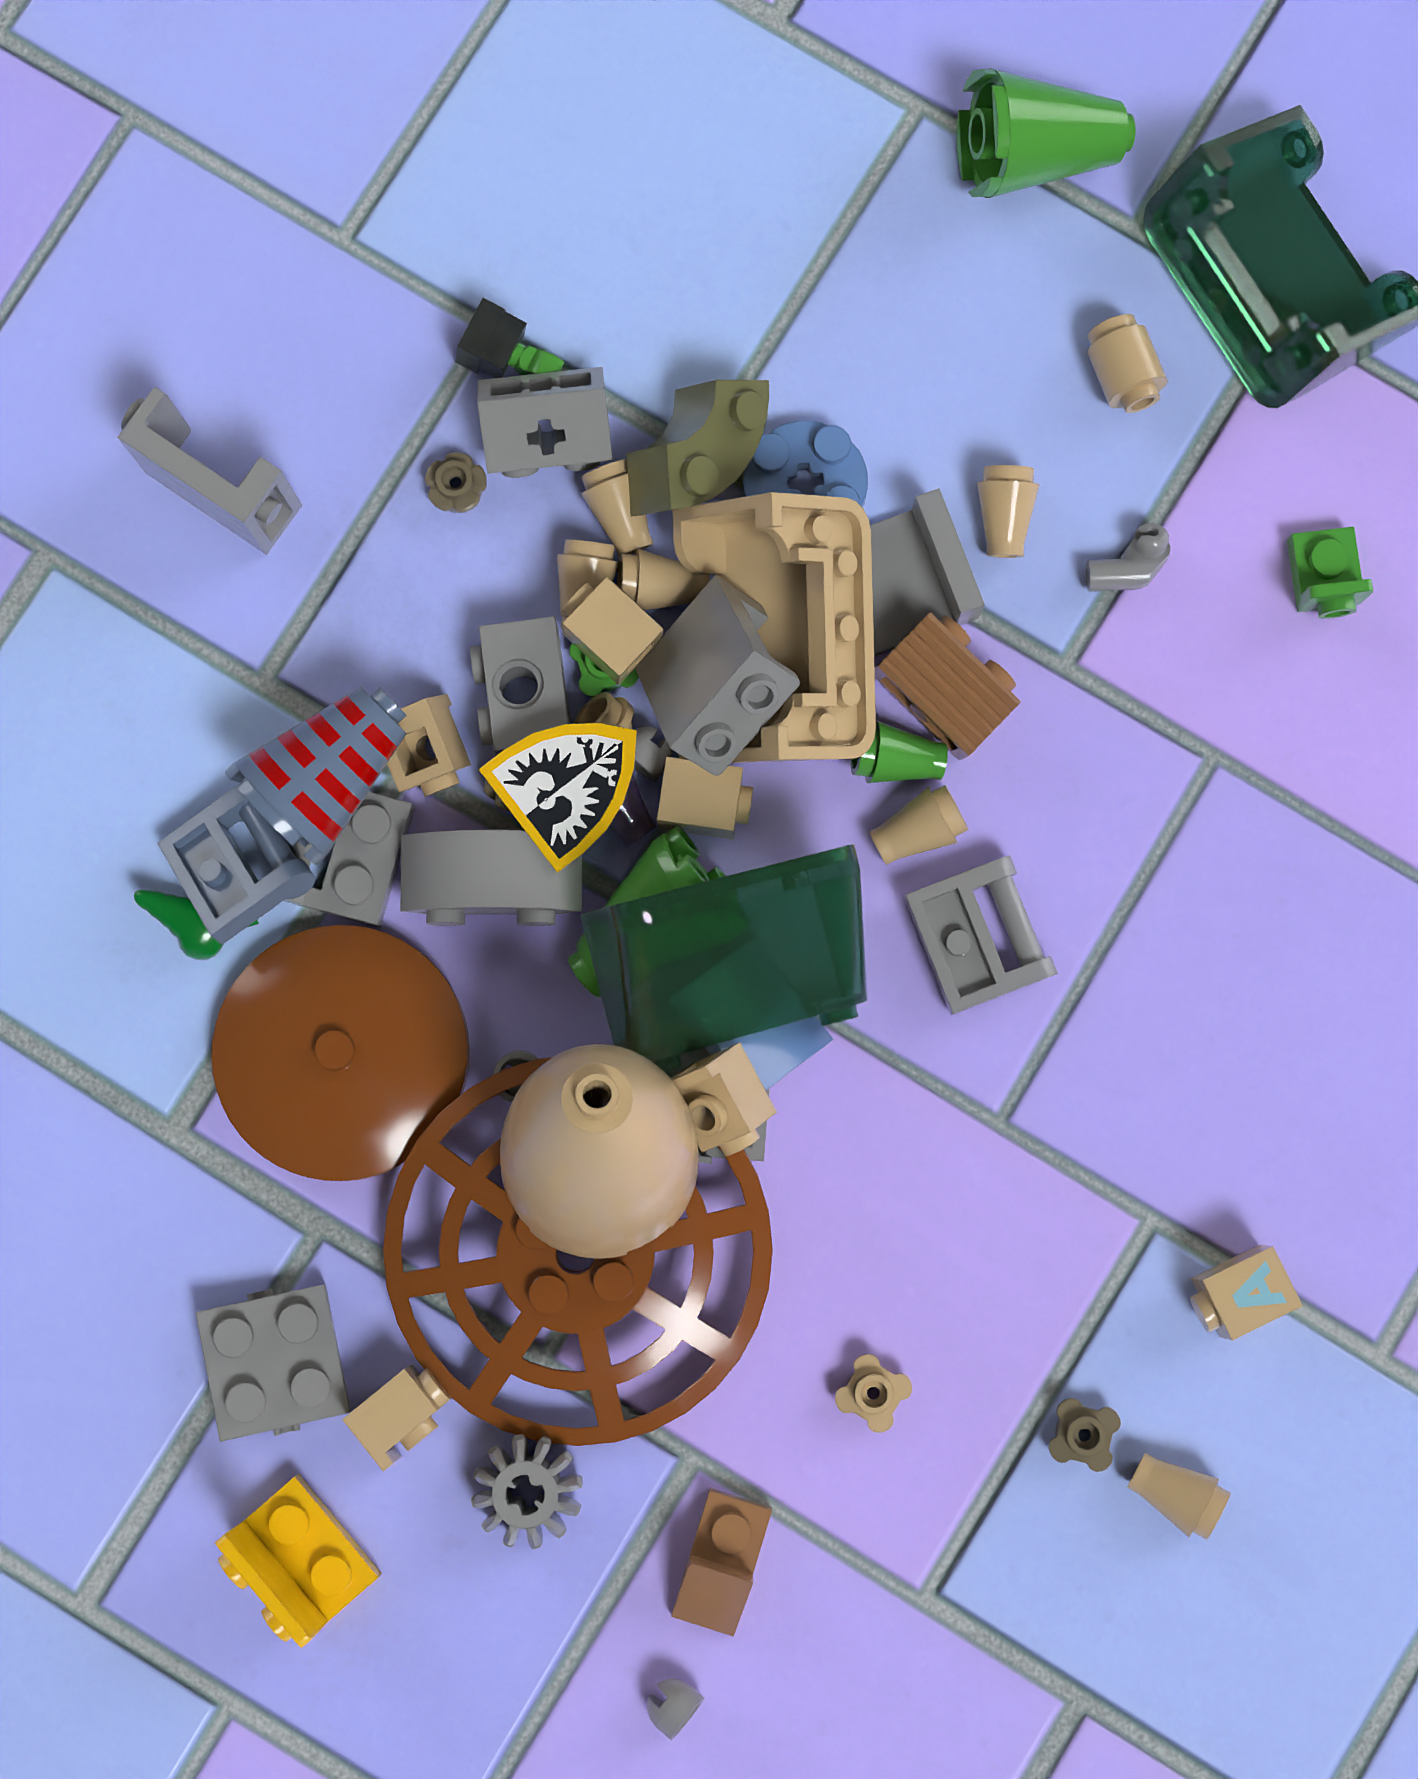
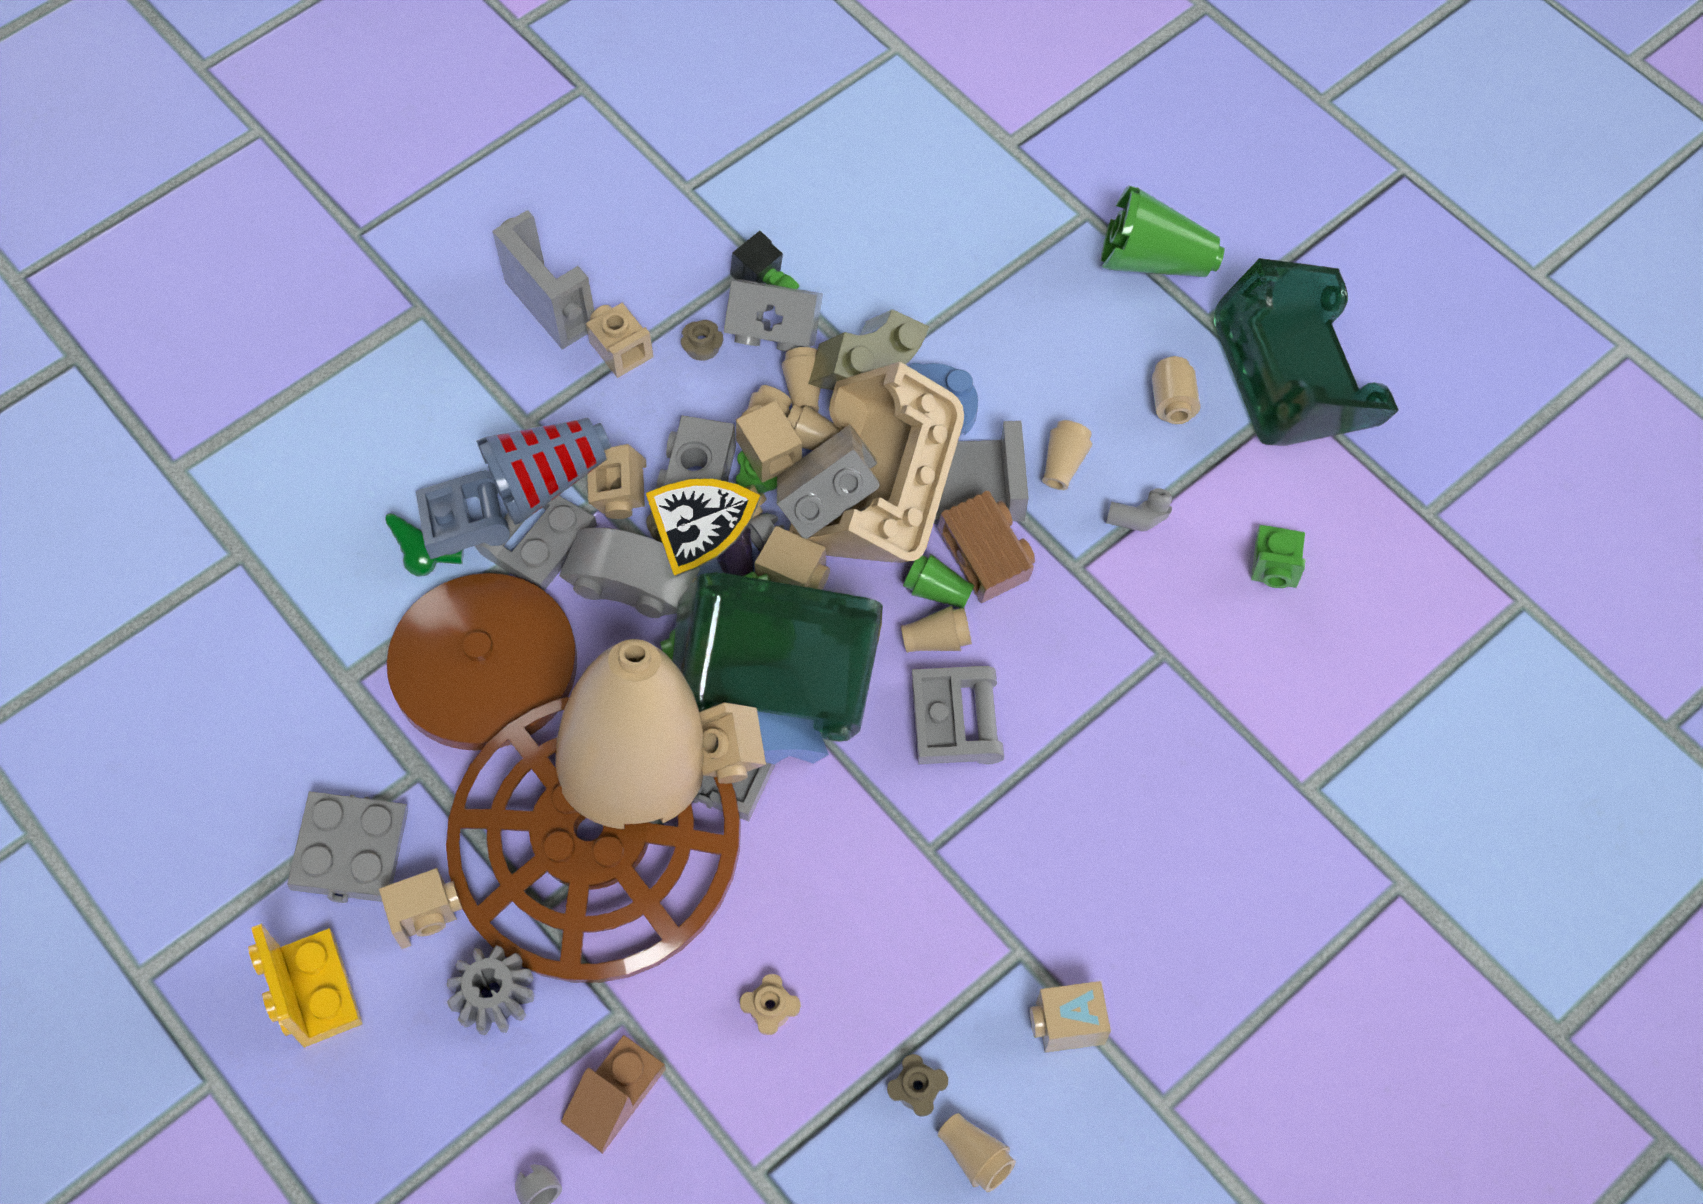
camera: 15 degrees right, 20 degrees down
(354, 537) = (619, 338): none -> tan brick

